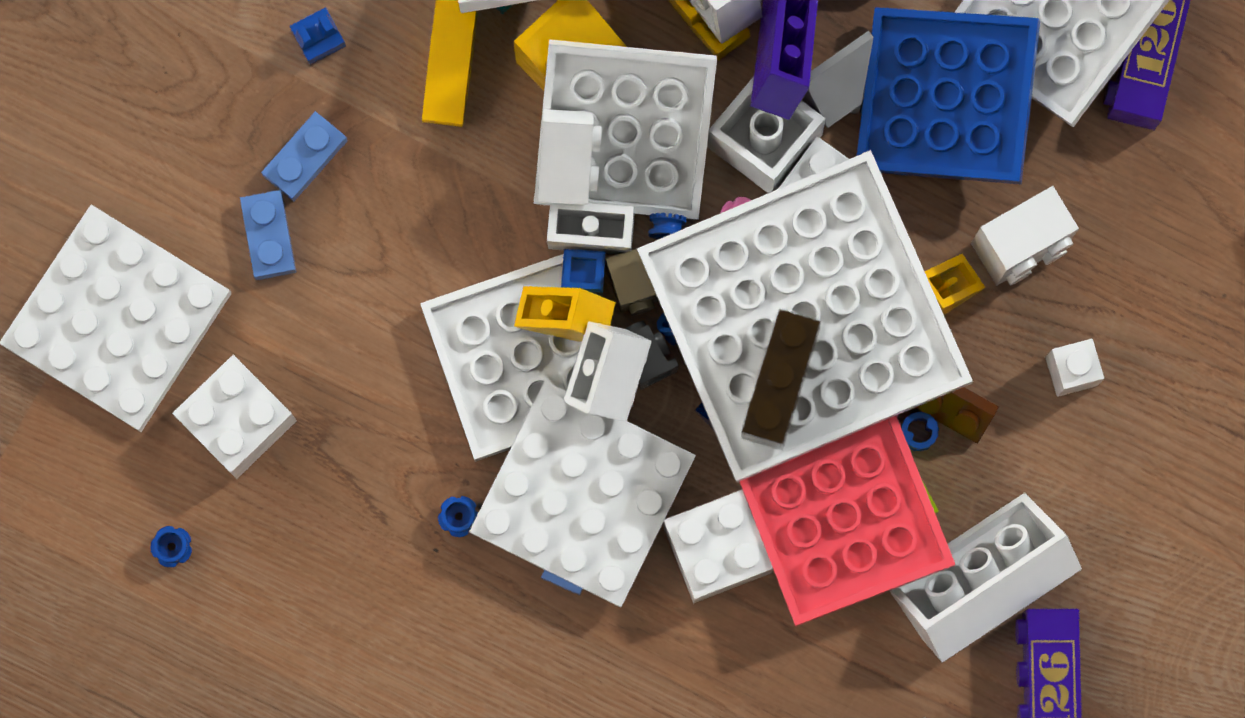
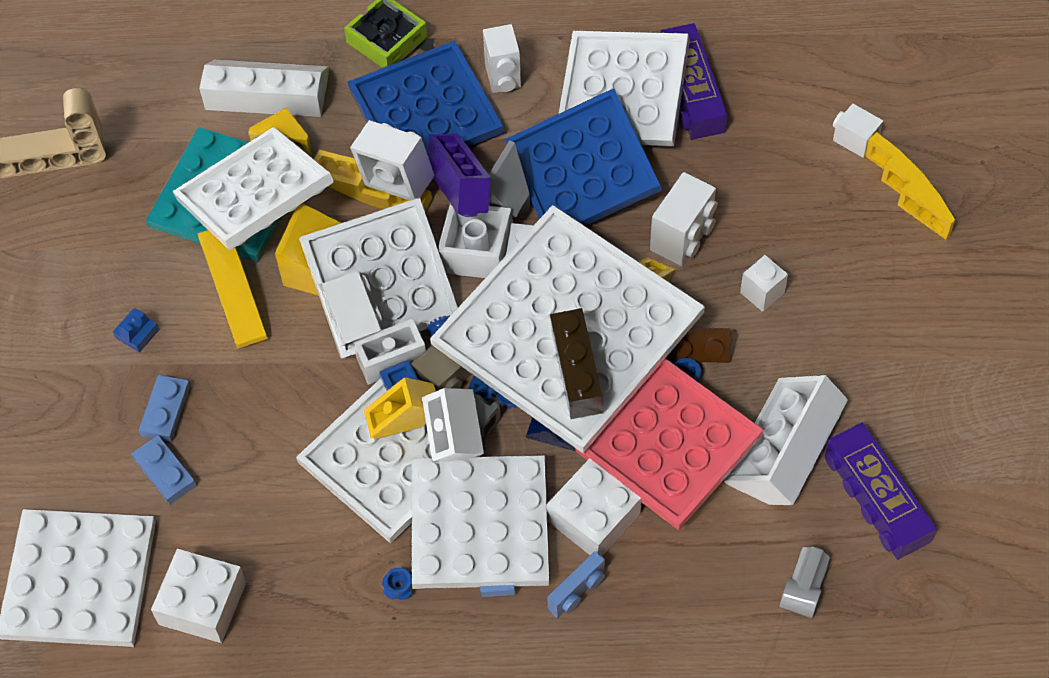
camera: 25 degrees left, 20 degrees down
(634, 632) = (568, 593): none -> medium blue plate

